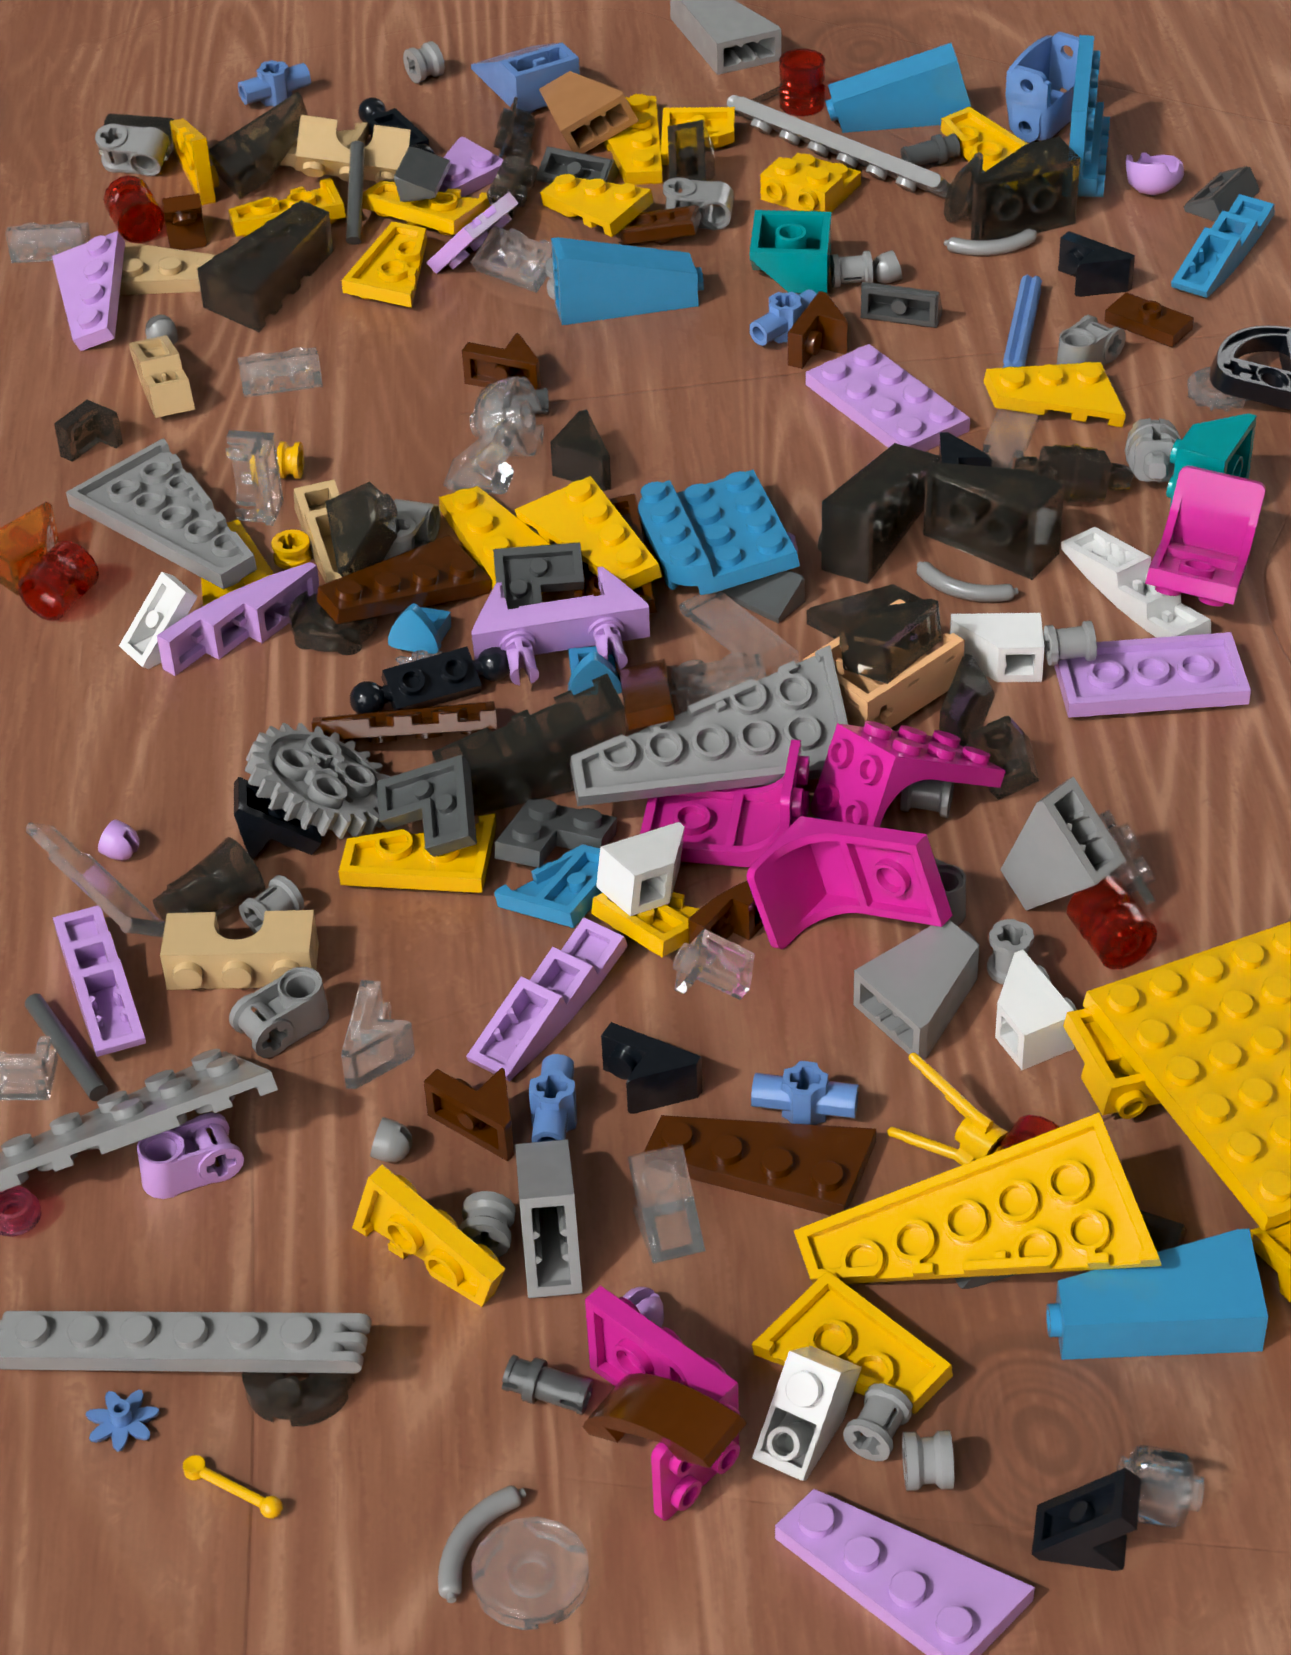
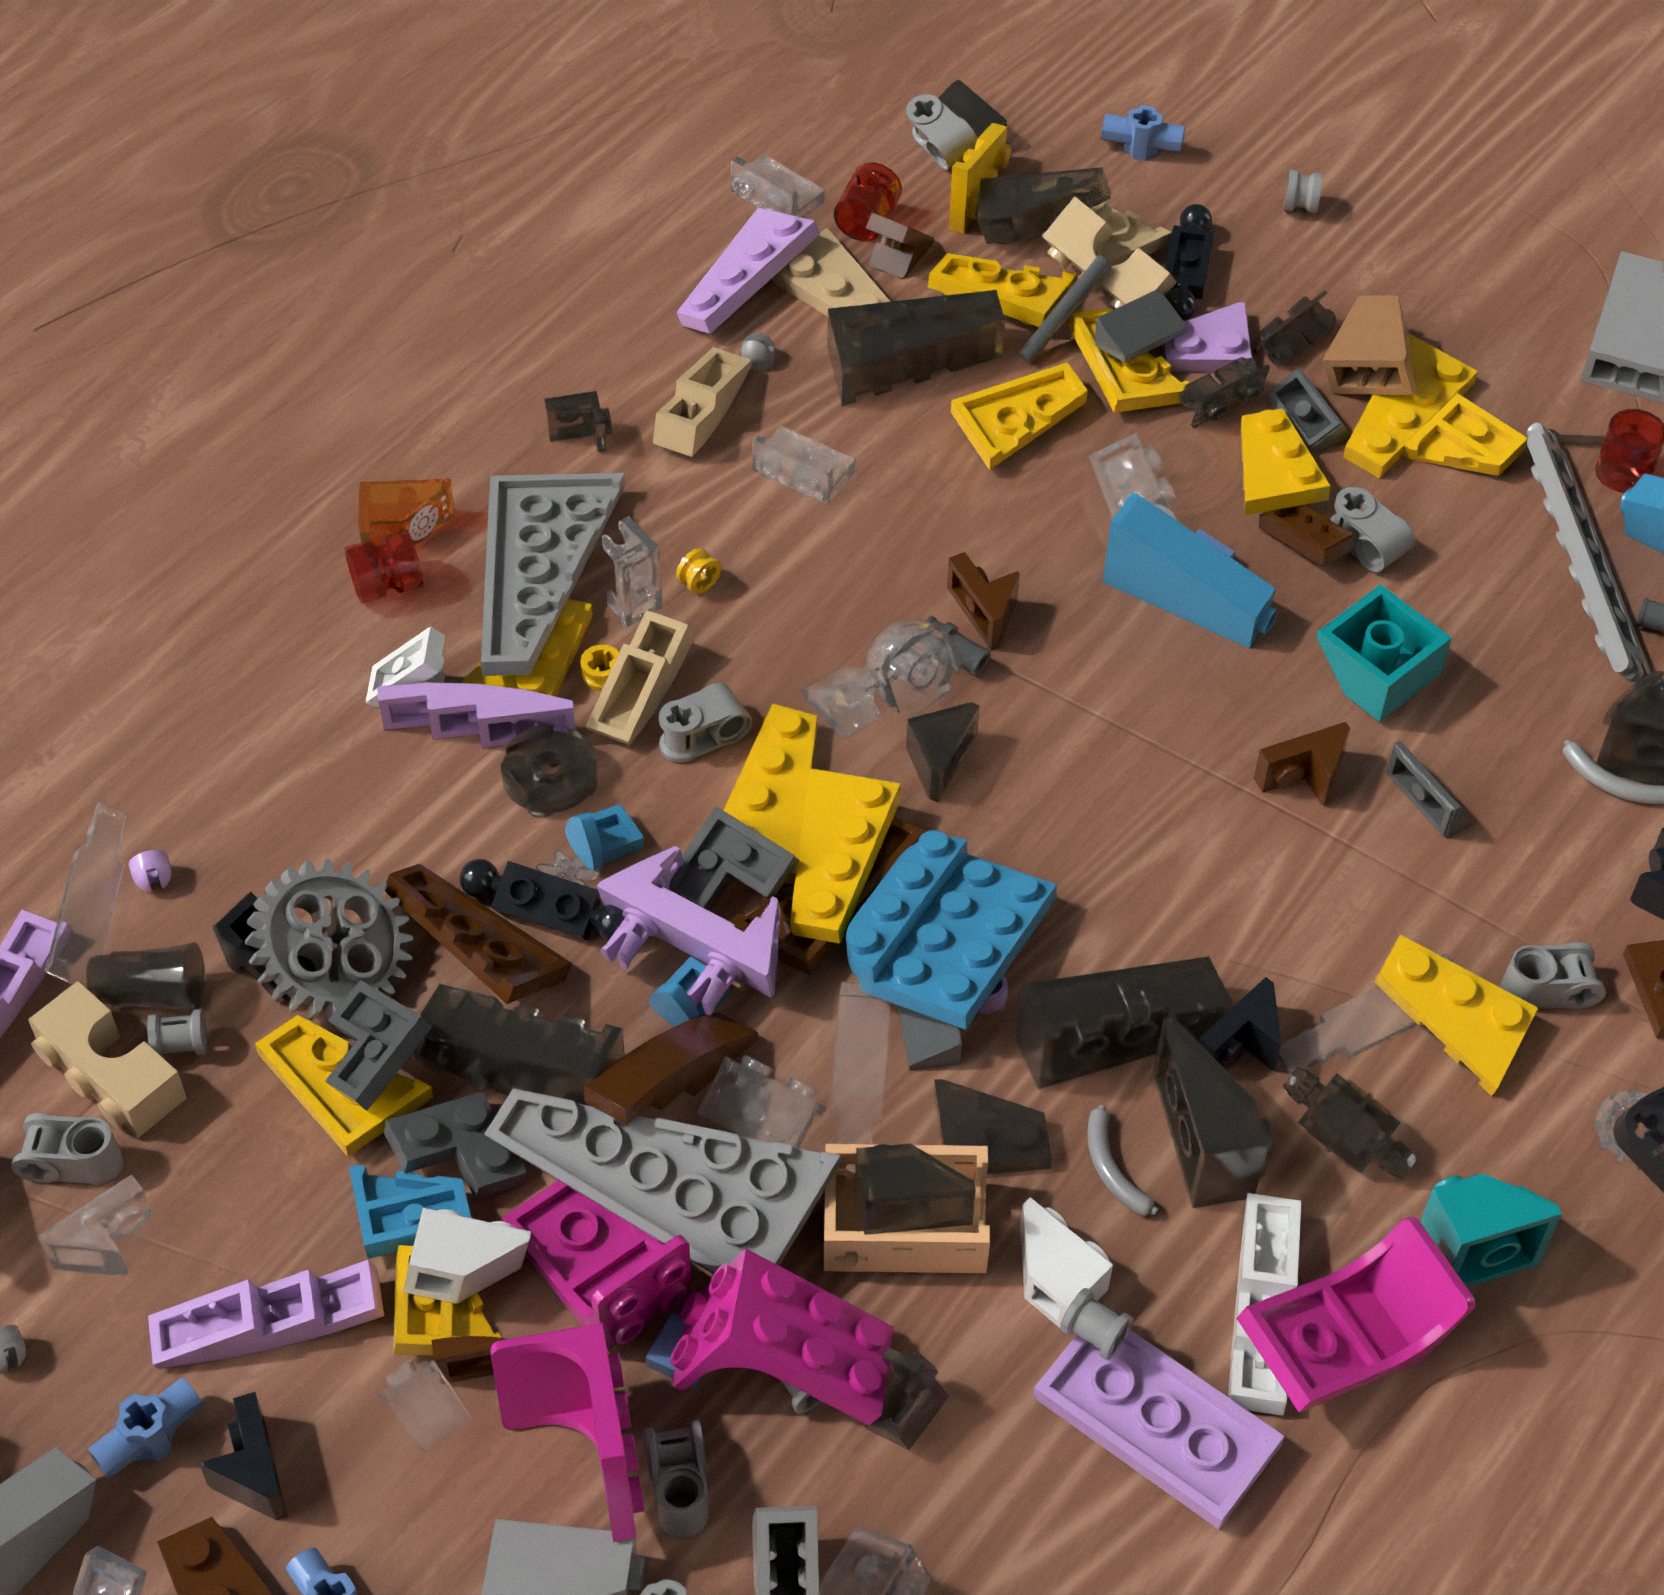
camera: 40 degrees right, 10 degrees up
(361, 527) = (632, 704): clear smoke slope -> none
(420, 576) = (637, 779): reddish brown wing -> none
(473, 234) = (1087, 433): lavender wing -> none
(477, 1115) = (89, 1385): reddish brown slope -> none
(525, 72) = (1380, 263): medium blue slope -> none
(691, 152) = (1412, 472): clear smoke slope -> none
(782, 314) = (1292, 719): medium blue axle -> none
(808, 183) = (1509, 577): yellow plate -> none
(851, 269) = (1427, 712): light grey bush -> none
(886, 399) = (1290, 894): lavender plate -> none
(887, 268) = (1467, 734): light grey hinge -> none
(966, 701) = (949, 1306): clear smoke slope -> none
(1022, 322) = (1525, 900): medium blue axle -> none
(1150, 449) = (1465, 1149): light grey piece -> none

